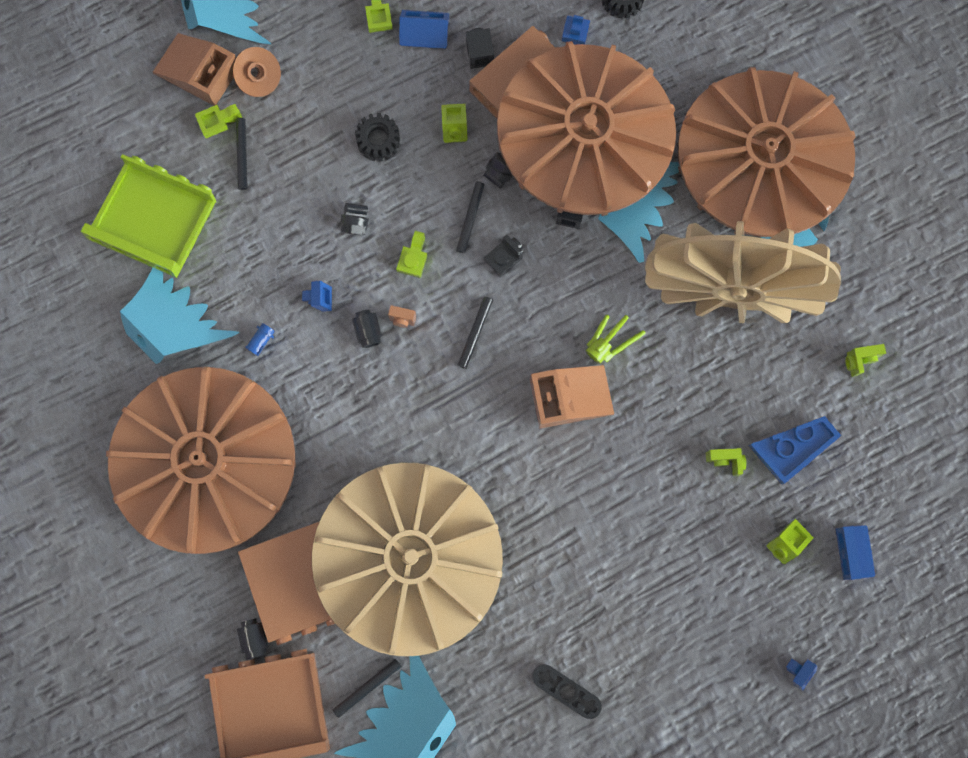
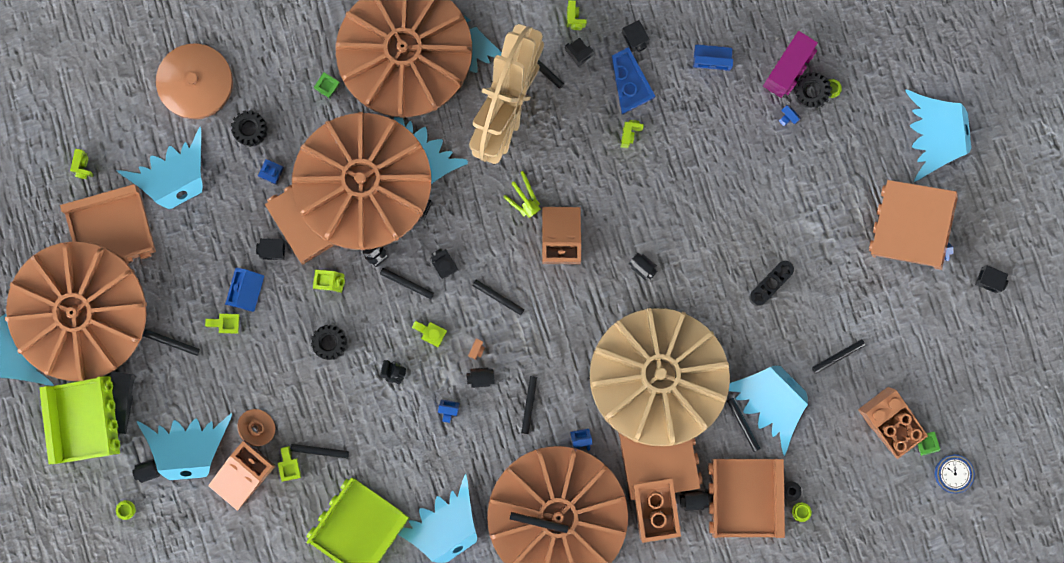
camera: 80 degrees left, 5 degrees up
(185, 432) = (539, 522): none -> black piece
(227, 588) = (656, 510): none -> nougat slope
(260, 339) = (472, 460): blue pin -> none
(309, 472) = (581, 438): none -> blue tile
(343, 398) = (529, 405): none -> black piece
(553, 511) = (643, 266): none -> black brick
(698, 73) = (326, 85): none -> bright green plate
(781, 337) = (550, 75): none -> black piece
(790, 542) = (697, 102): lime bracket -> none
(818, 374) = (579, 51): none -> black panel
(842, 715) = (803, 84): none -> black tyre
(854, 726) = (836, 88): none -> lime plate
(858, 442) = (635, 36): none -> black brick
(874, 661) = (791, 65): none -> magenta brick

